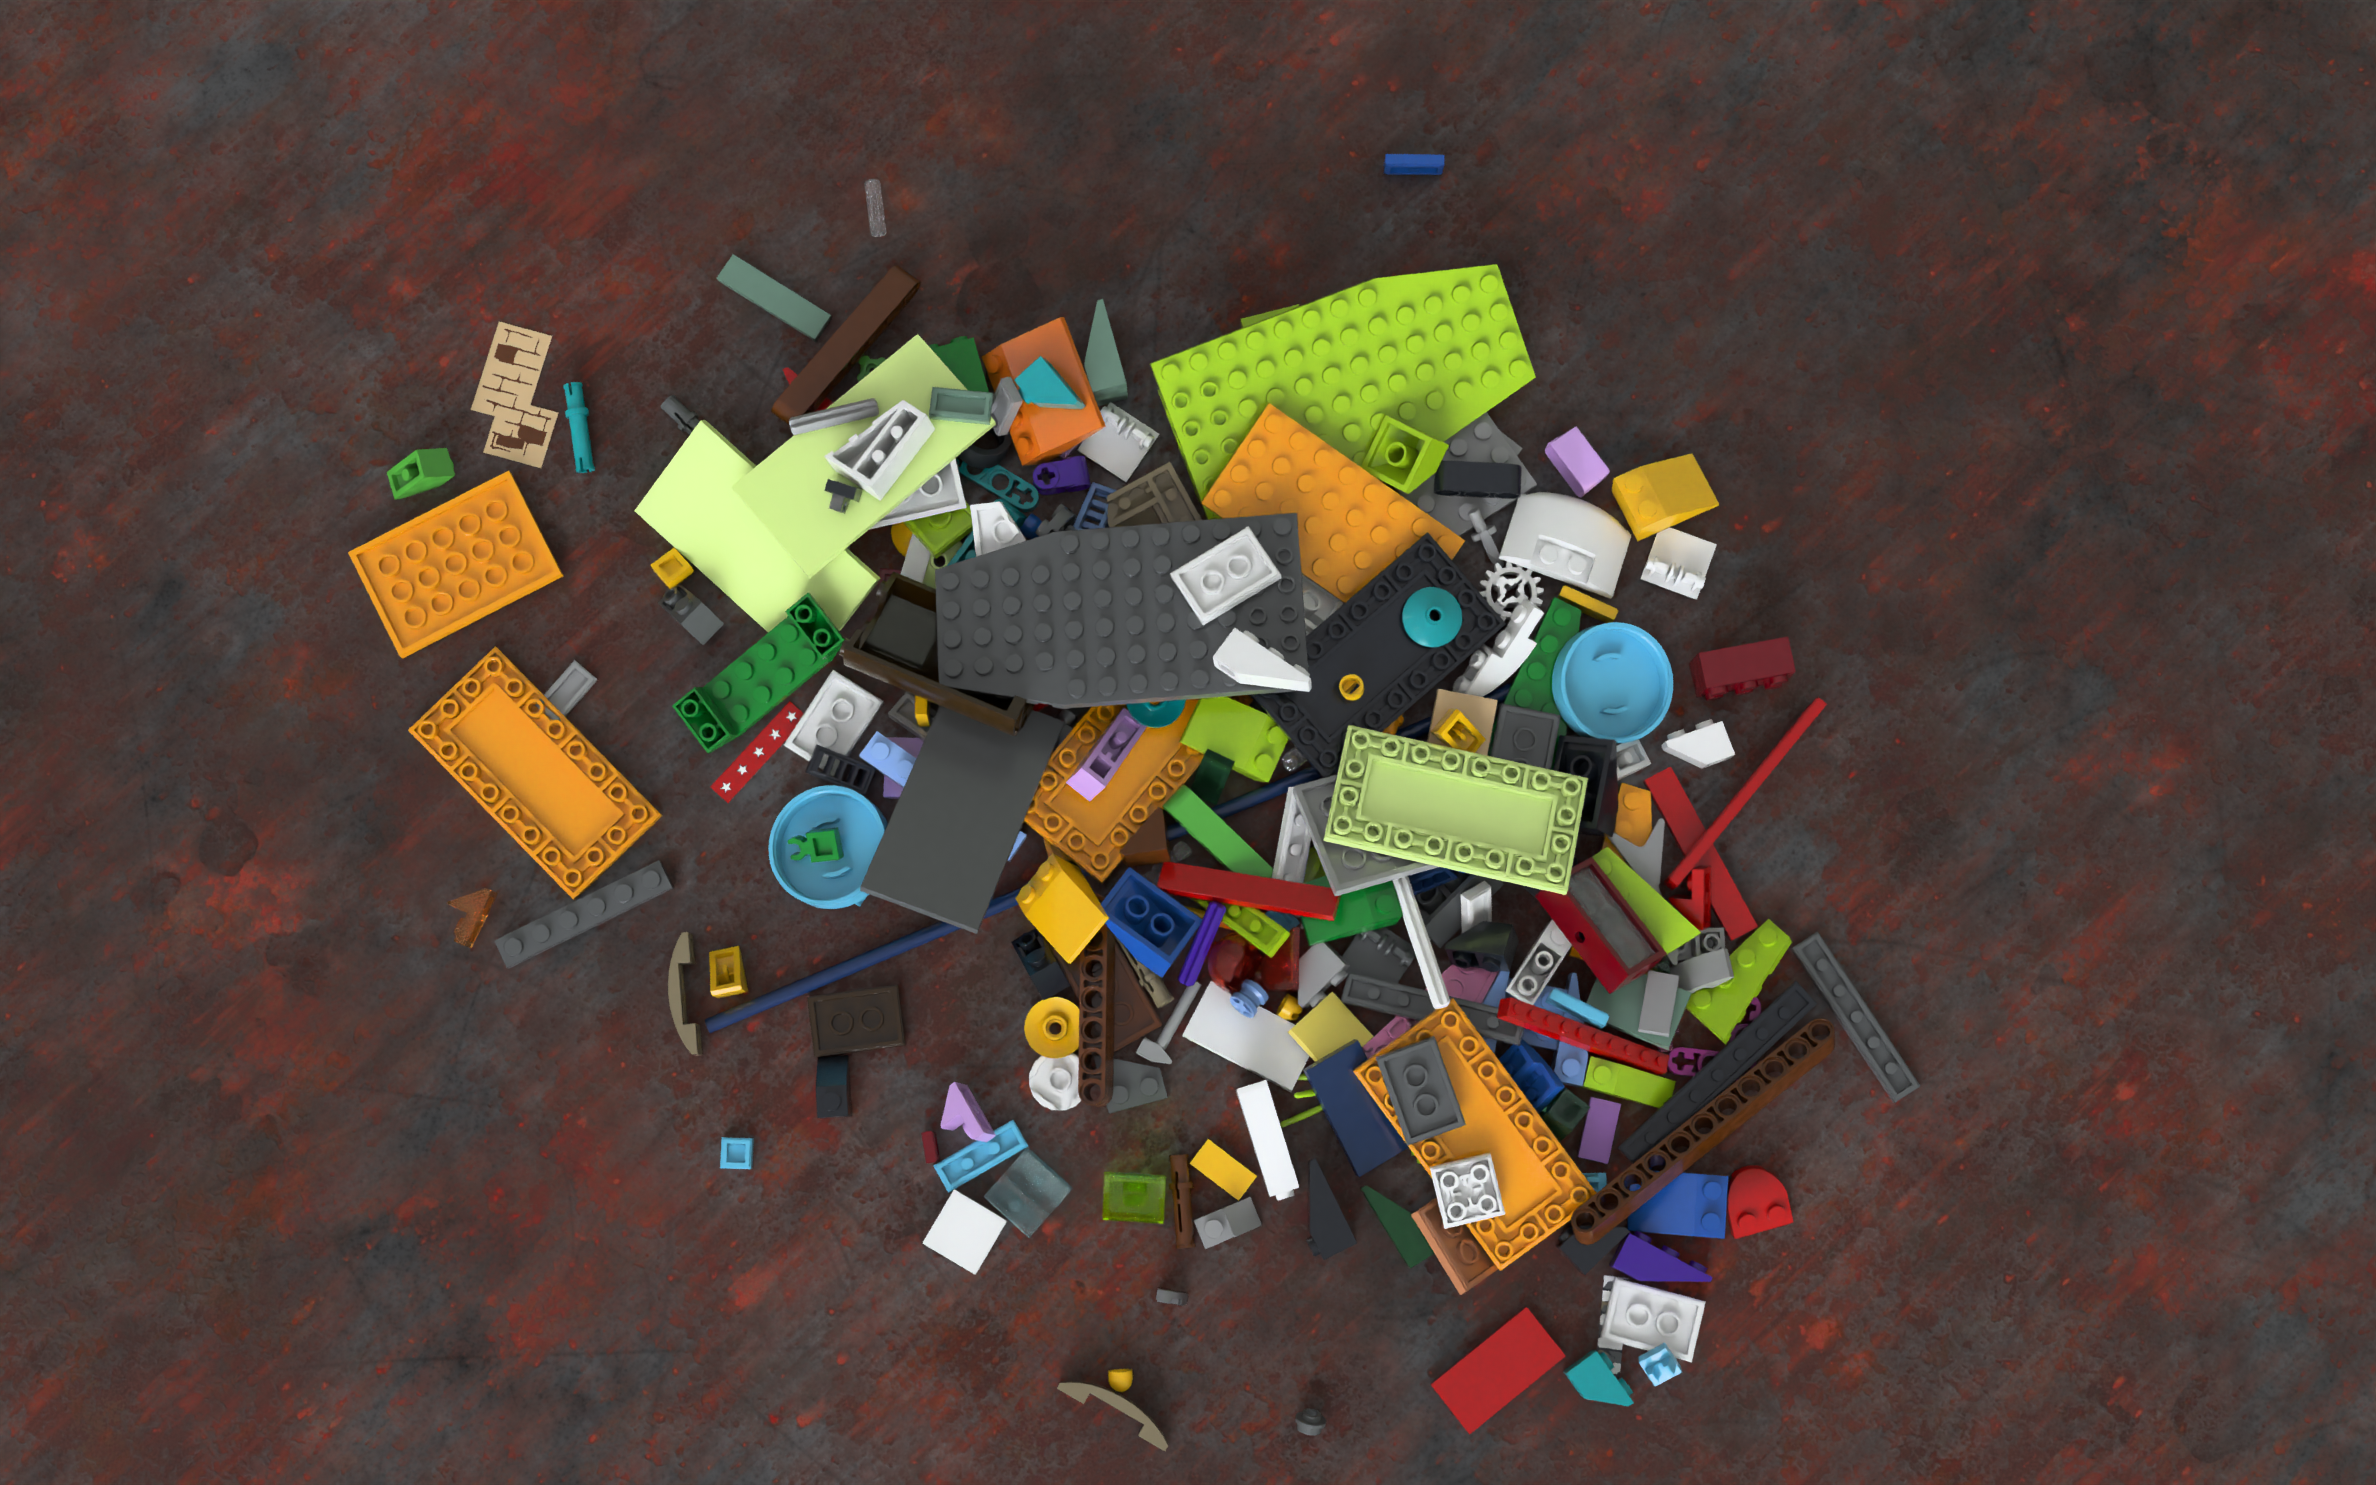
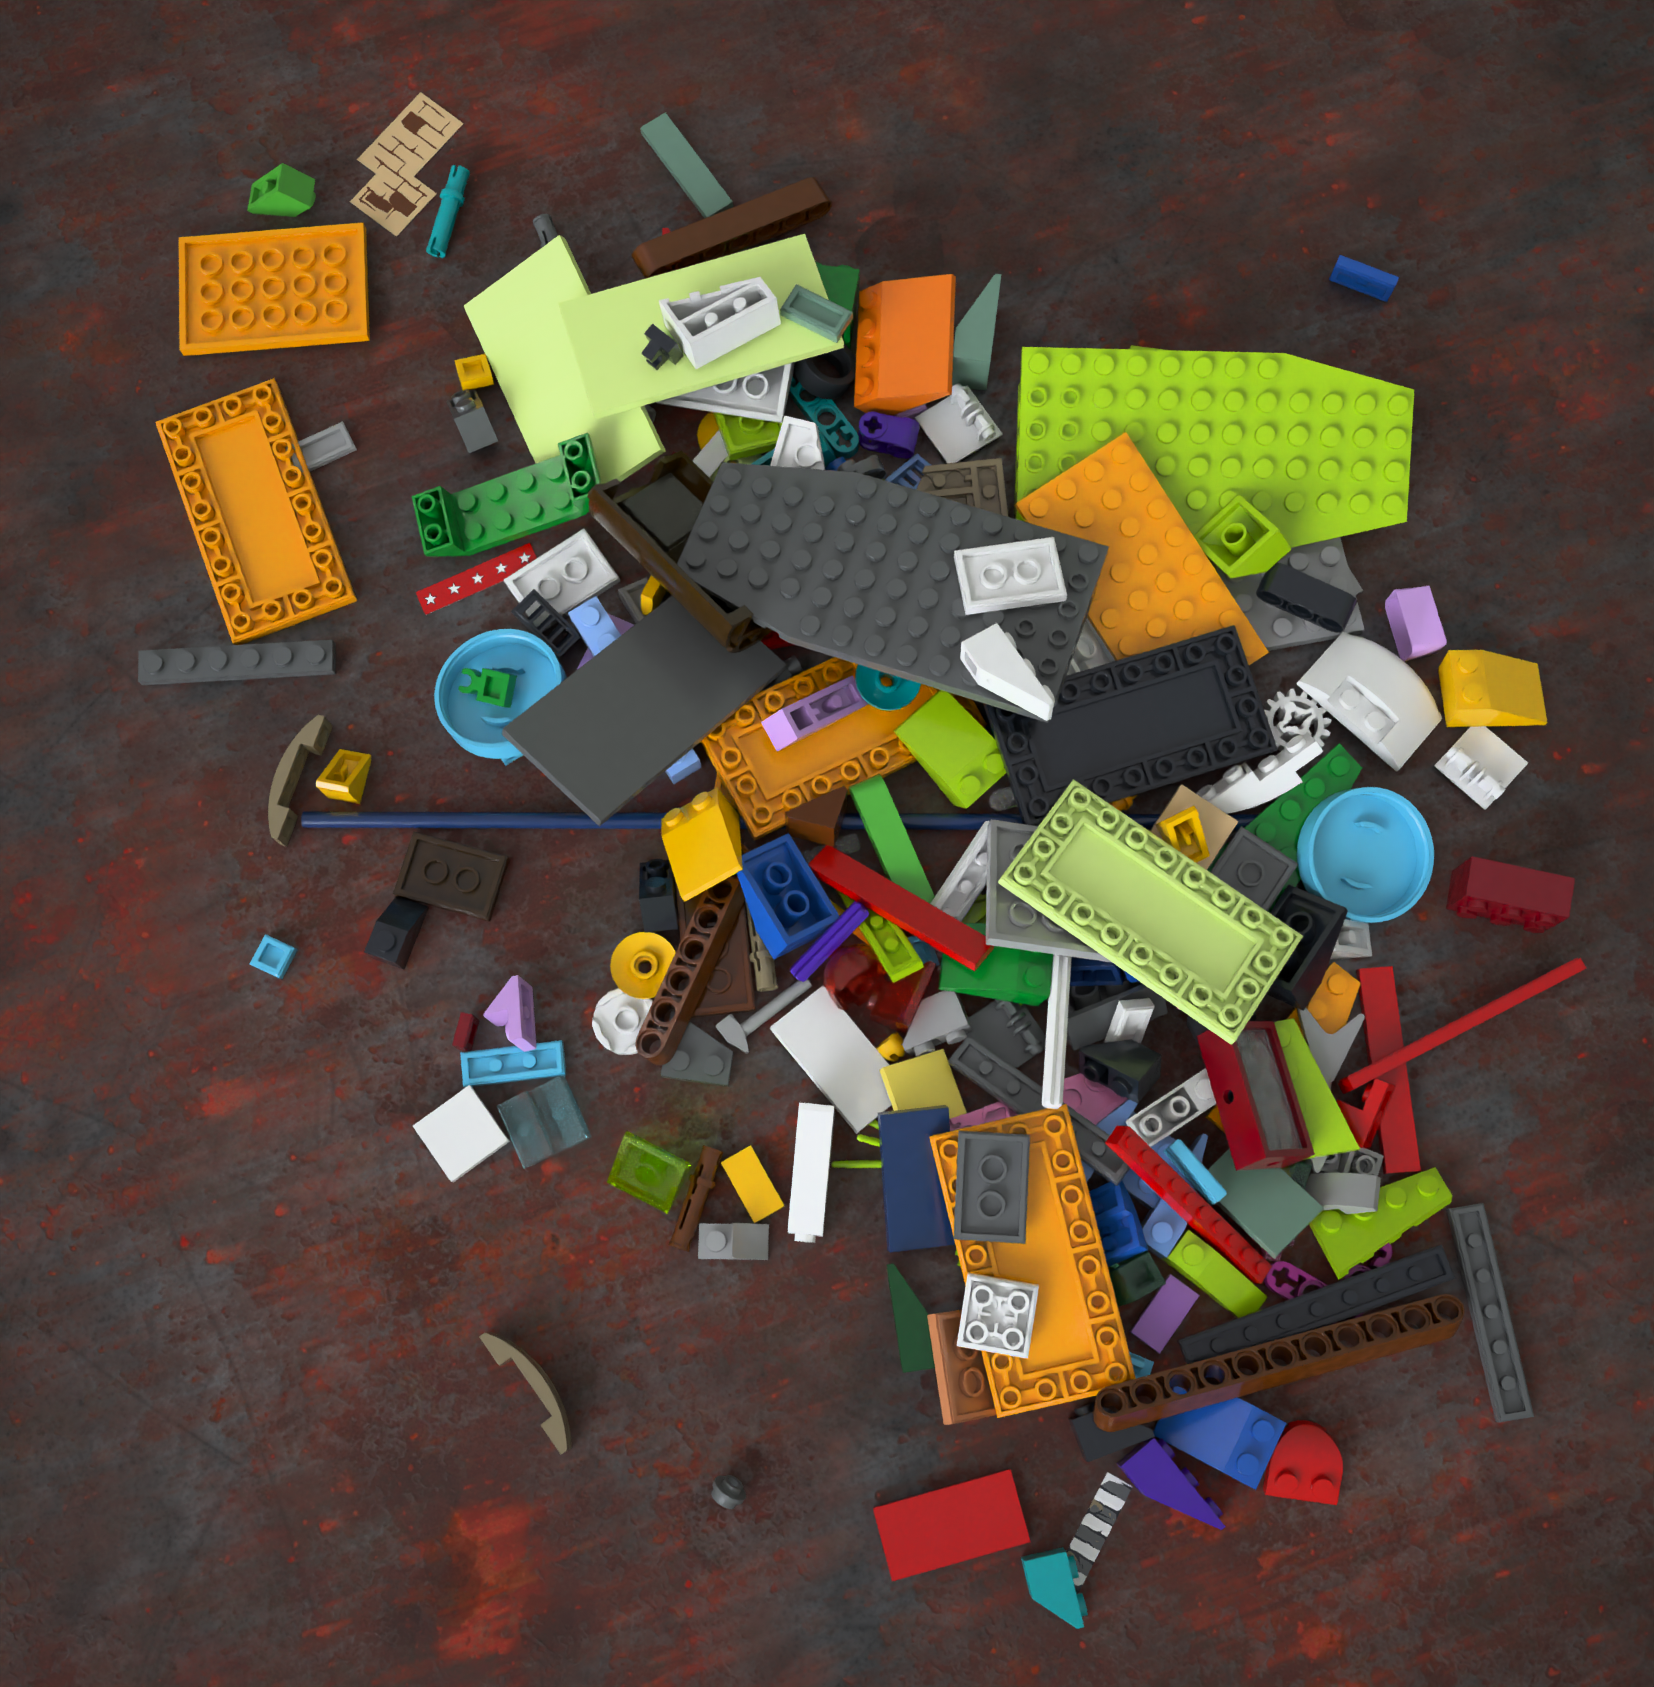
camera: 25 degrees right, 5 degrees down
(477, 907) = (136, 614): clear orange slope -> none
(833, 416) = (685, 274): light grey axle -> none
(875, 207) = (819, 123): clear axle -> none
(1005, 405) = (860, 338): light grey tile -> none
(1046, 387) = (908, 332): teal slope -> none
(1120, 1379) = (551, 1357): yellow hinge -> none
(1173, 1297) = (641, 1293): flat silver tile -> none
(1212, 776) = (912, 779): clear green tile -> none
(1249, 998) = (854, 1018): medium blue wheel -> none
(1326, 1222) = (834, 1285): black slope -> none
(1347, 685) = (1090, 740): yellow hinge -> none
(1418, 622) = (1193, 720): teal dish -> none
(1484, 534) = (1290, 655): light grey piece -> none
(1588, 605) = (1372, 770): yellow tile -> none
(1652, 1316) = (1141, 1544): white tile -> none
(1658, 1003) = (1284, 1204): light grey tile -> none
(1659, 1364) = (1129, 1596): medium azure tile -> none
(1701, 747) = (1435, 959): white slope -> none

